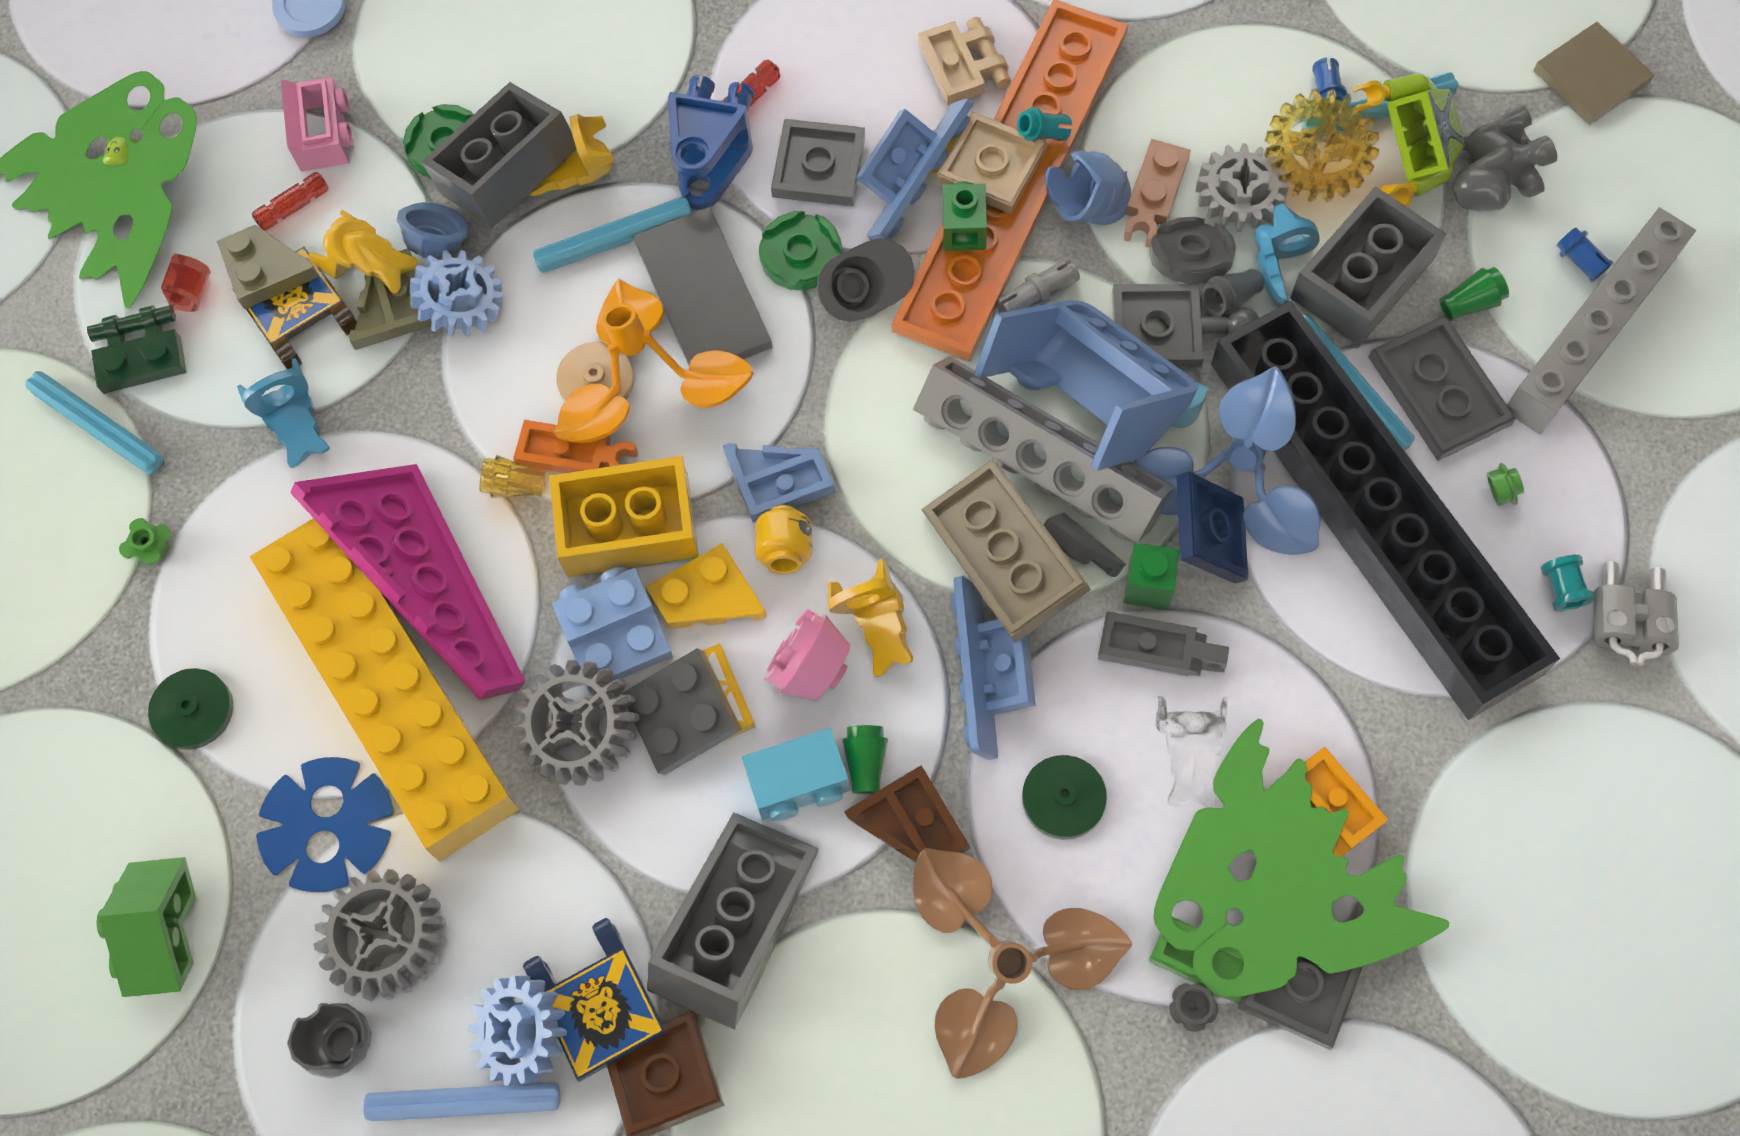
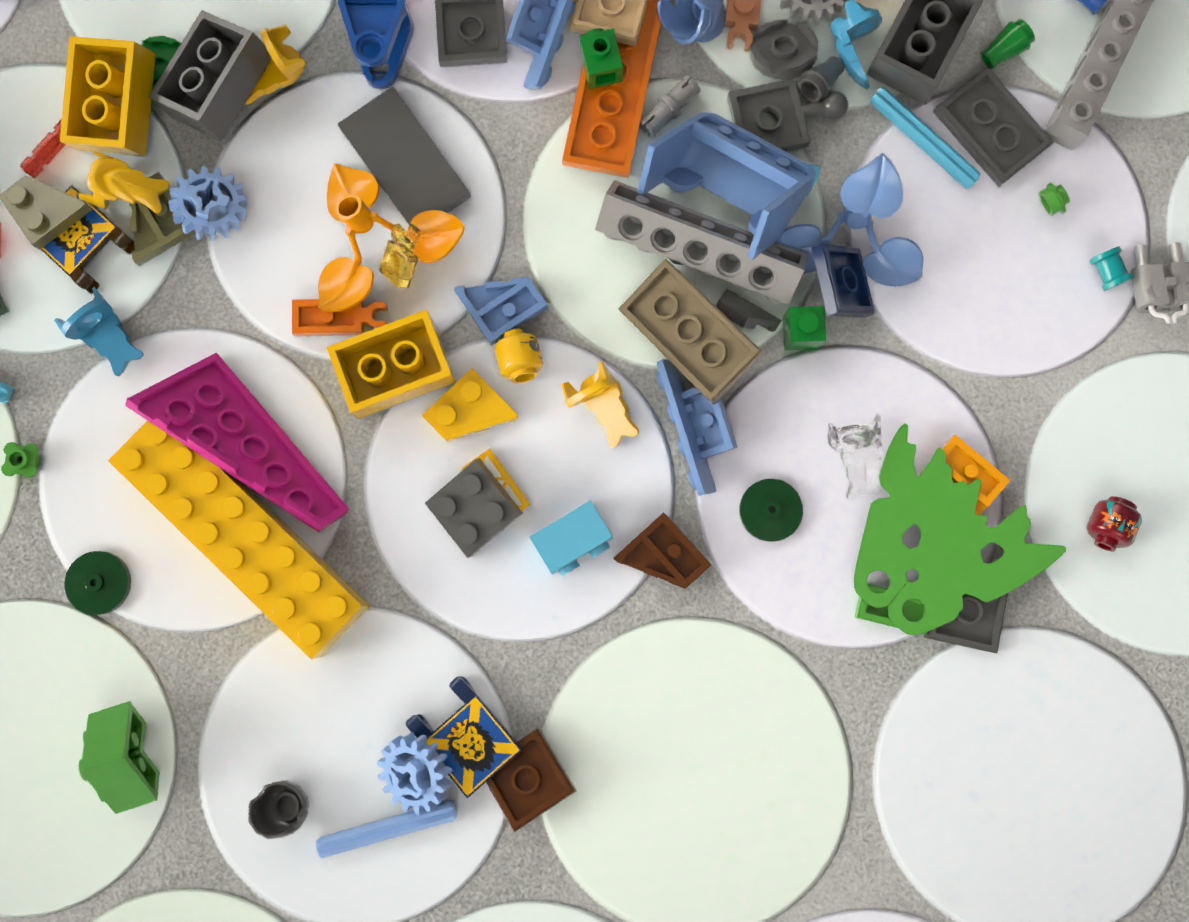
camera: 15 degrees left, 15 degrees up
(323, 149) = (26, 57): bright pink window -> none
(357, 840) = (198, 640): blue piece -> none
(373, 951) = (264, 720): light grey gear -> none
(375, 154) = (107, 96): none -> yellow brick
(431, 228) = (172, 150): medium blue piece -> none
(510, 479) = (292, 349): clear yellow cone -> none
(546, 743) = (409, 543): light grey gear -> none
(592, 365) = (331, 242): tan piece -> none
(608, 235) = (317, 126): medium azure axle -> none
(612, 624) = (403, 452): light blue plate -> none
(666, 396) = (398, 259): none -> clear yellow plate
(730, 921) = (549, 655): dark grey slope -> none
(797, 249) = (473, 109): green tile -> none
(809, 658) = (561, 448): bright pink cone -> none
(865, 279) = (533, 128): dark grey piece -> none
(865, 757) = (619, 512): green cone -> none
(975, 1028) = (740, 694): medium nougat plant -> none
(1159, 646) = (818, 381): dark grey hinge -> none
(1193, 1020) = (900, 652): dark grey plate -> none
(1391, 519) = (972, 241): black brick -> none
(1521, 907) = (1114, 523): none -> dark red head

